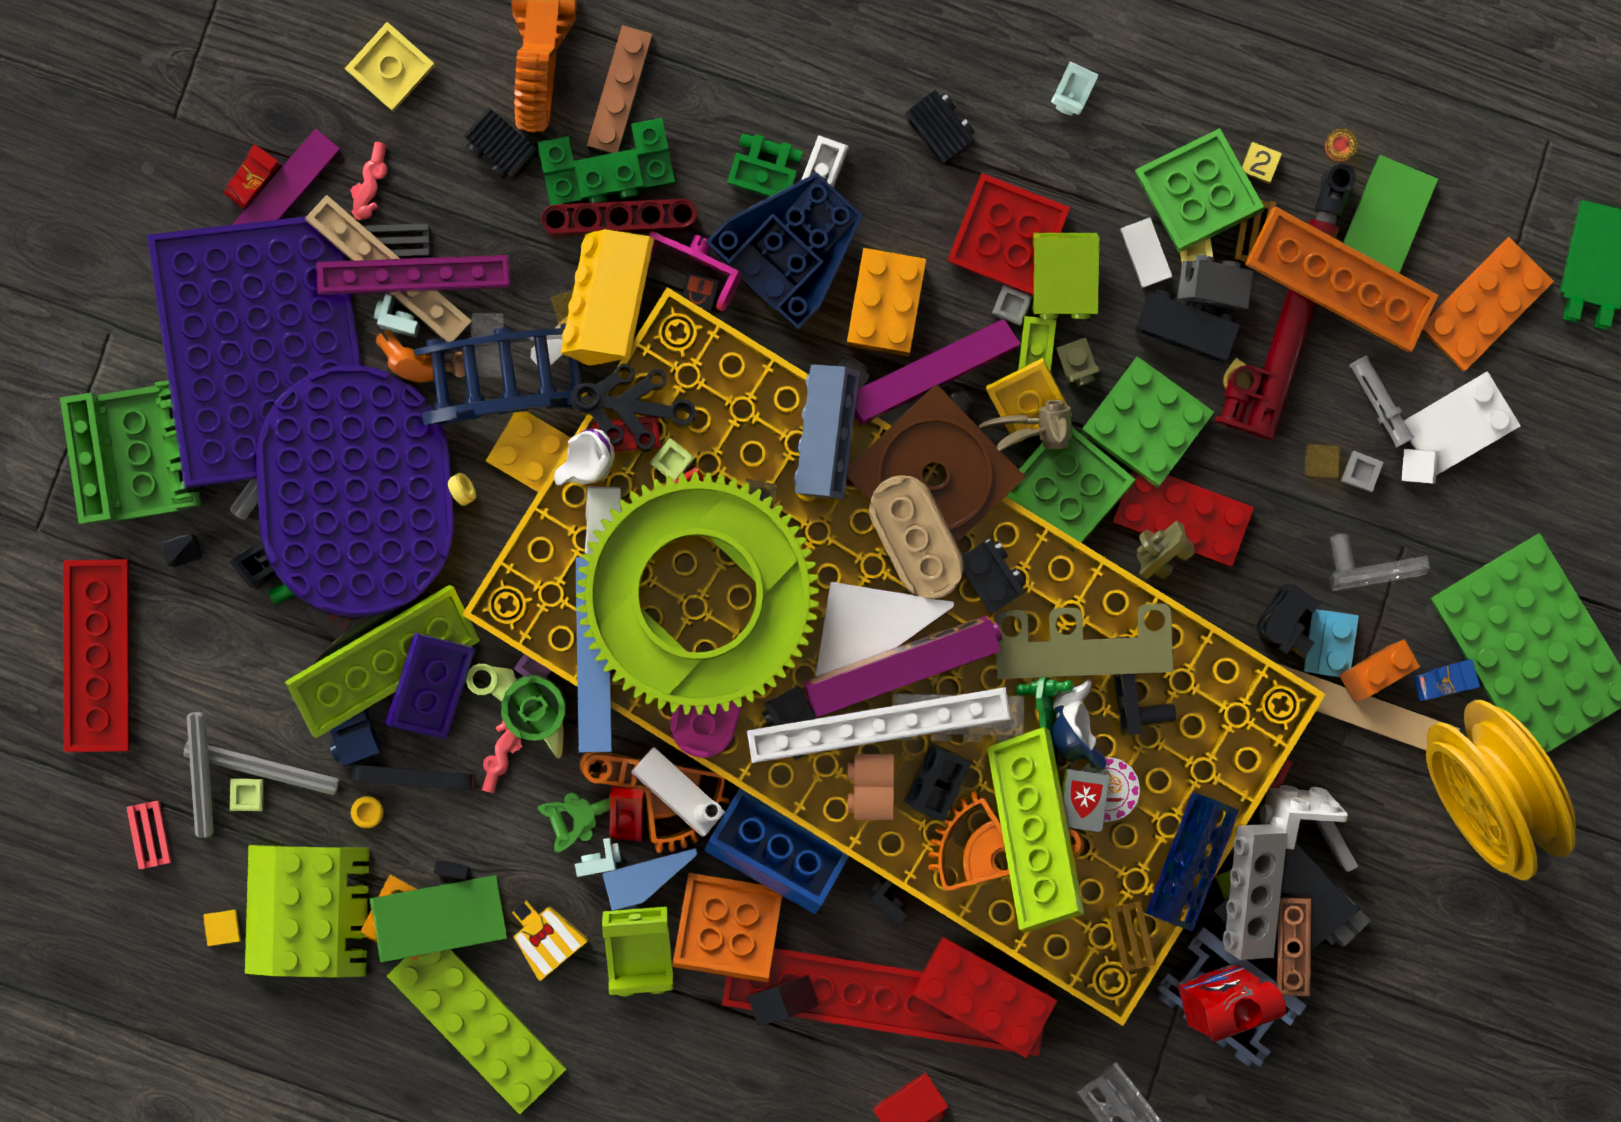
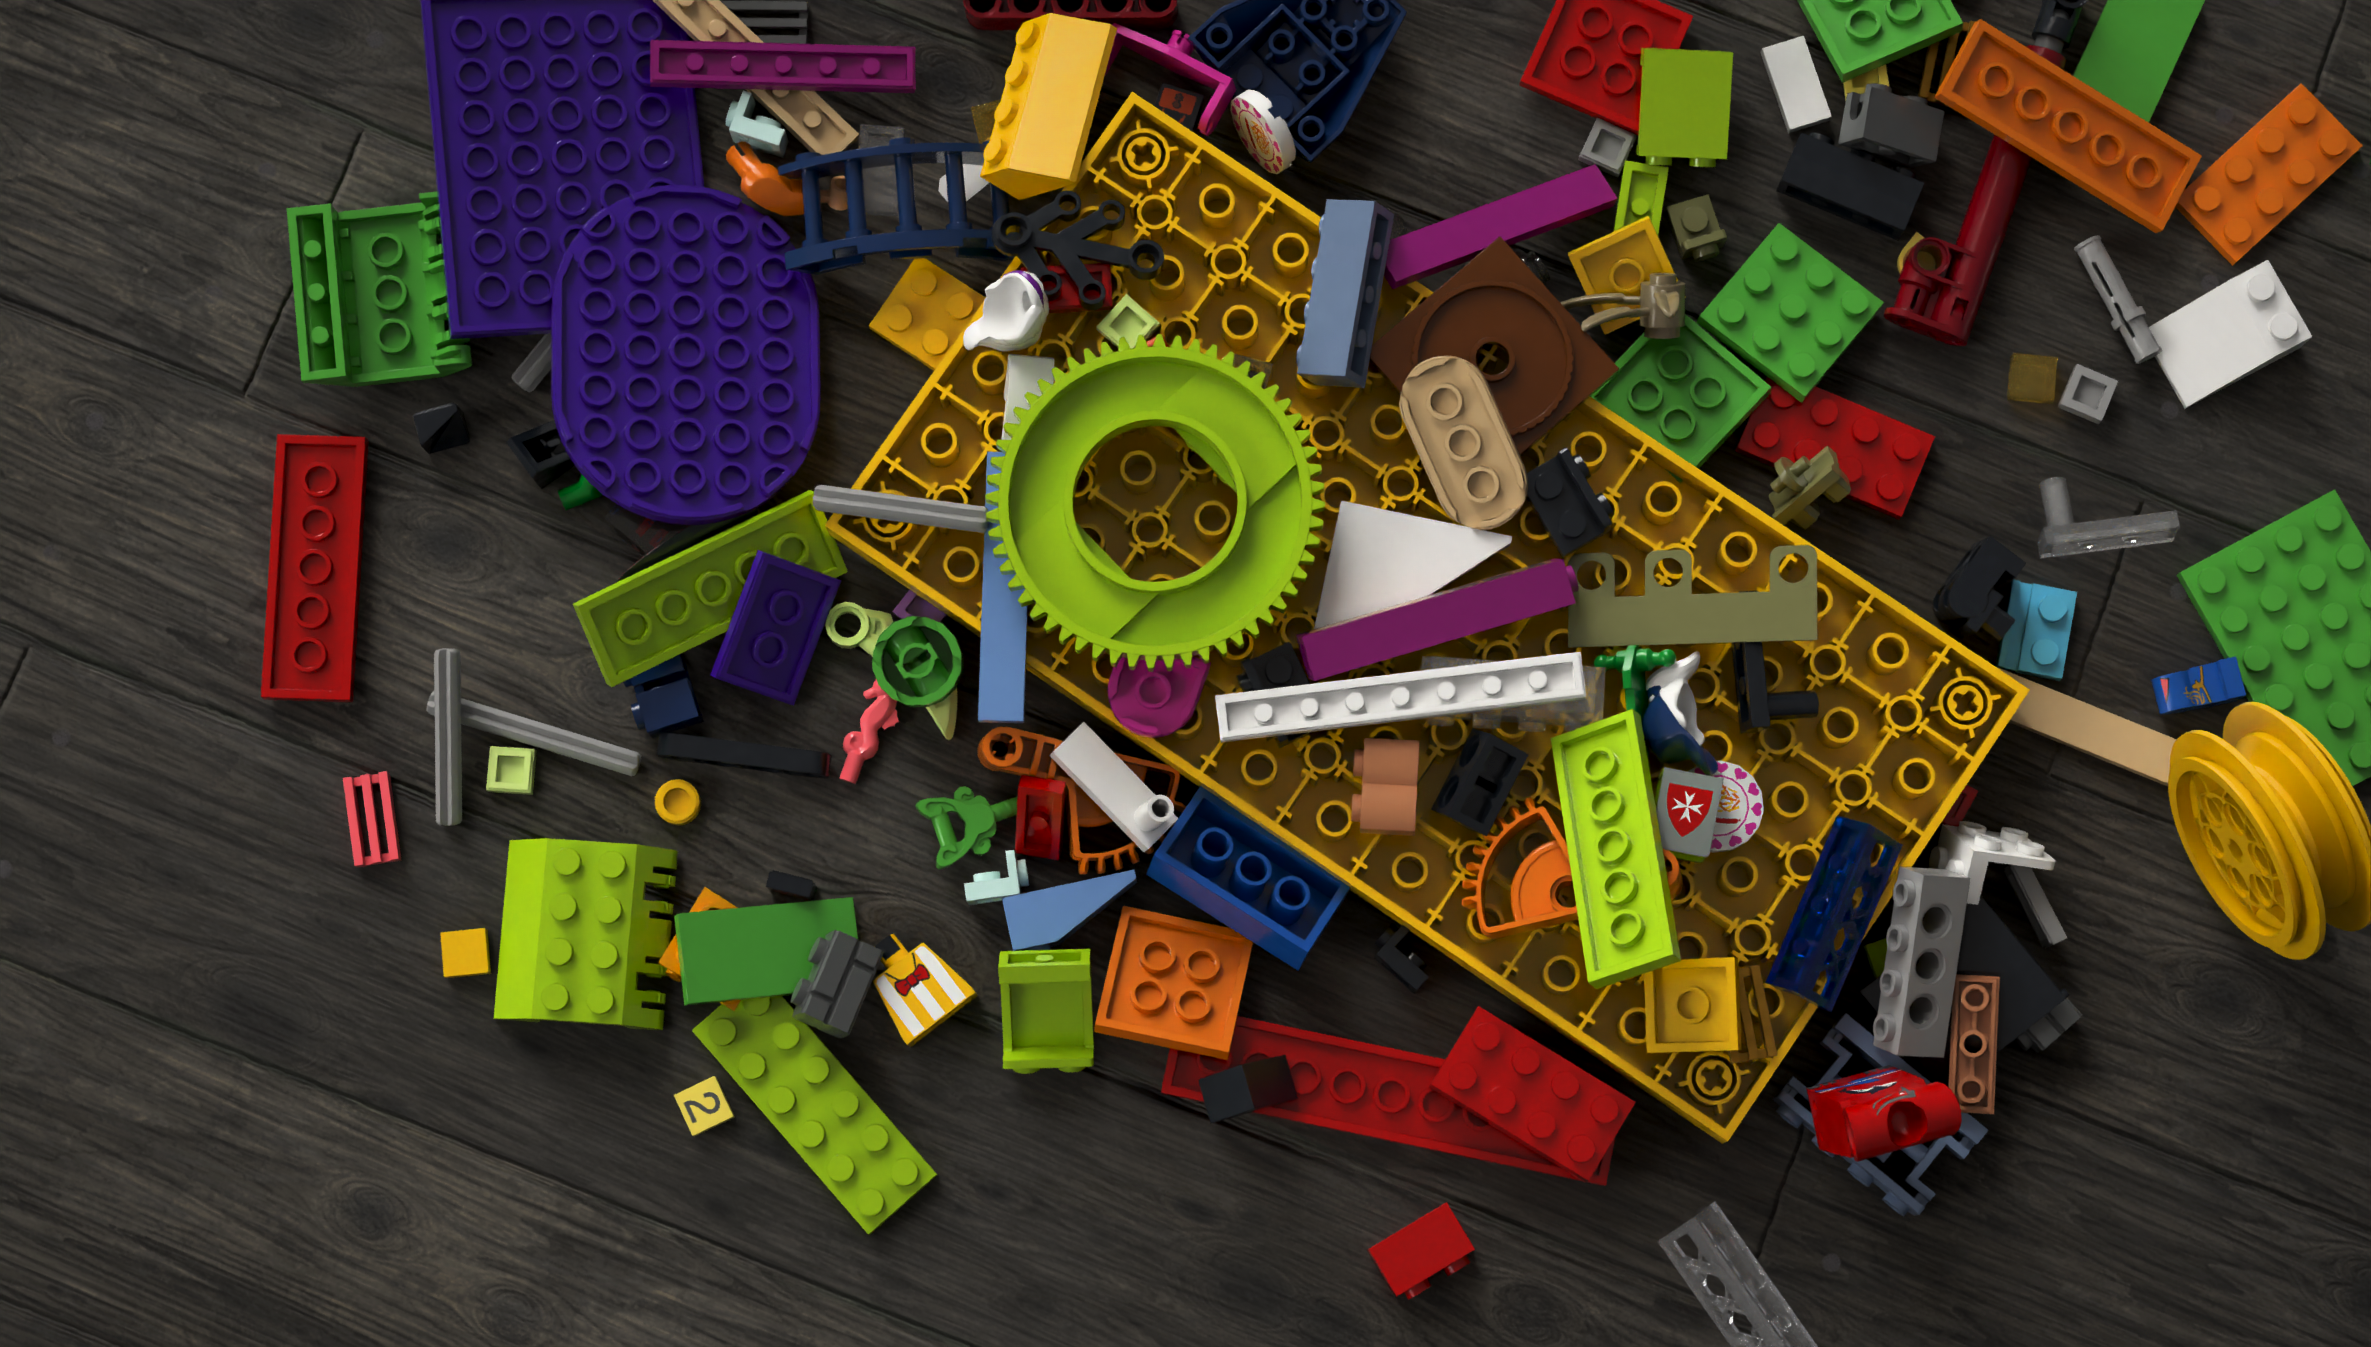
camera: 10 degrees right, 5 degrees down
(398, 1028) = (704, 1106): none -> light yellow tile
(462, 489) = (834, 362): light yellow tile -> none
(487, 940) = (836, 983): none -> dark grey brick
(515, 602) = (900, 508): none -> light grey axle
(763, 311) = (1262, 135): none -> white tile
(886, 302) = (1433, 133): light orange brick -> none
(1096, 936) = (1693, 1006): none -> yellow plate
(1379, 670) = (2105, 667): orange brick -> none
(1419, 466) = (2168, 389): white tile -> none

